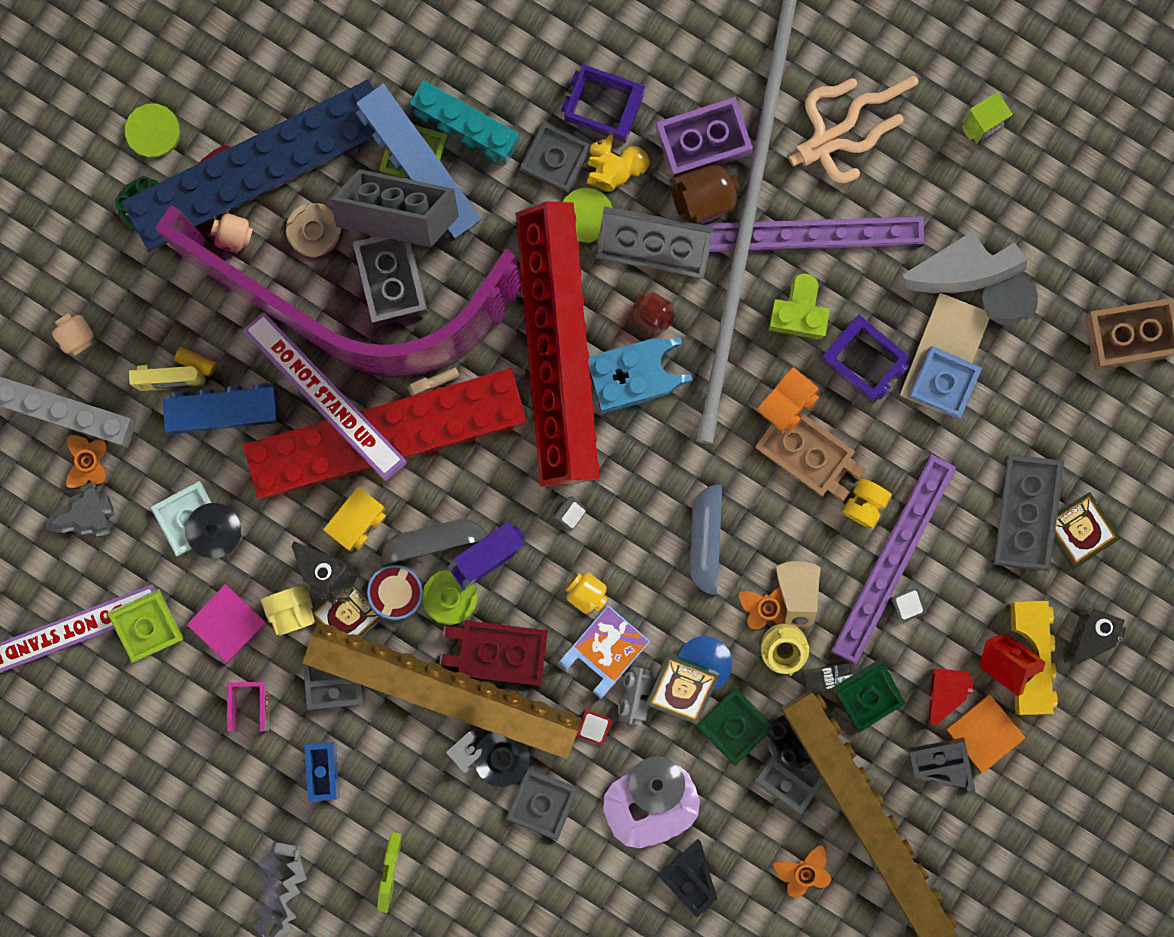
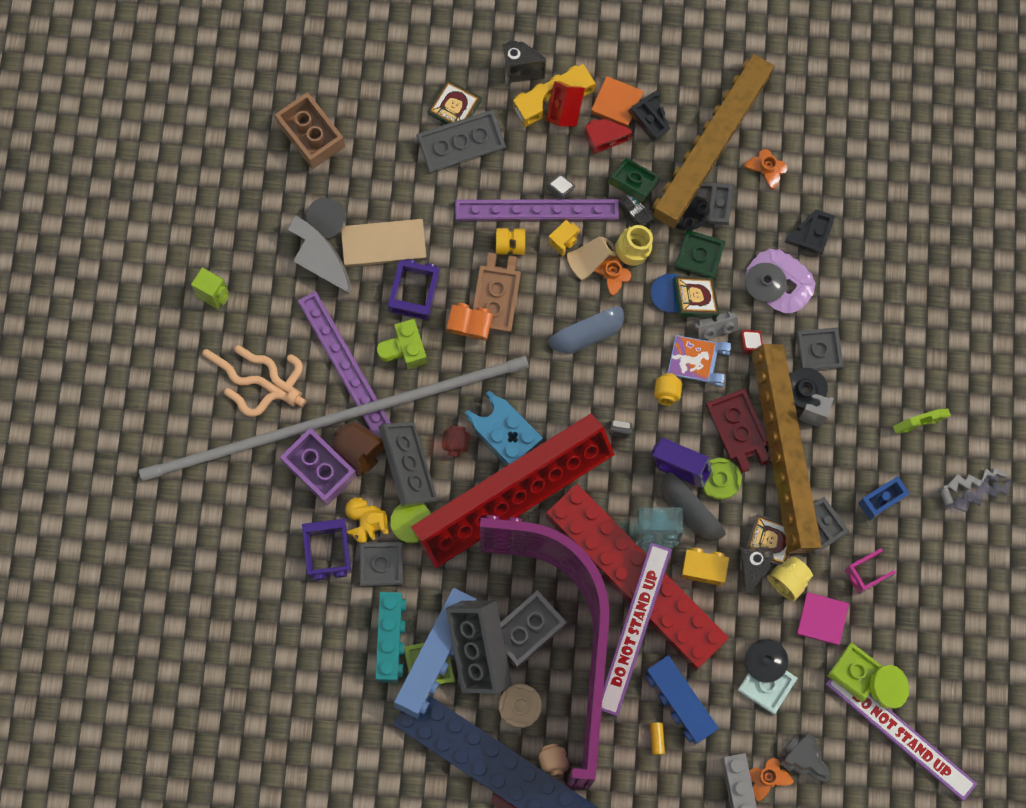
camera: 125 degrees left, 10 degrees down
(108, 652) = (889, 686): none -> lime tile
(165, 378) = (681, 747): light yellow container -> none
(394, 593) = (739, 515): tile -> none
(423, 483) = (658, 526): none -> clear light blue brick
(840, 572) = (563, 237): none -> yellow brick
(945, 382) = (403, 231): medium blue tile -> none

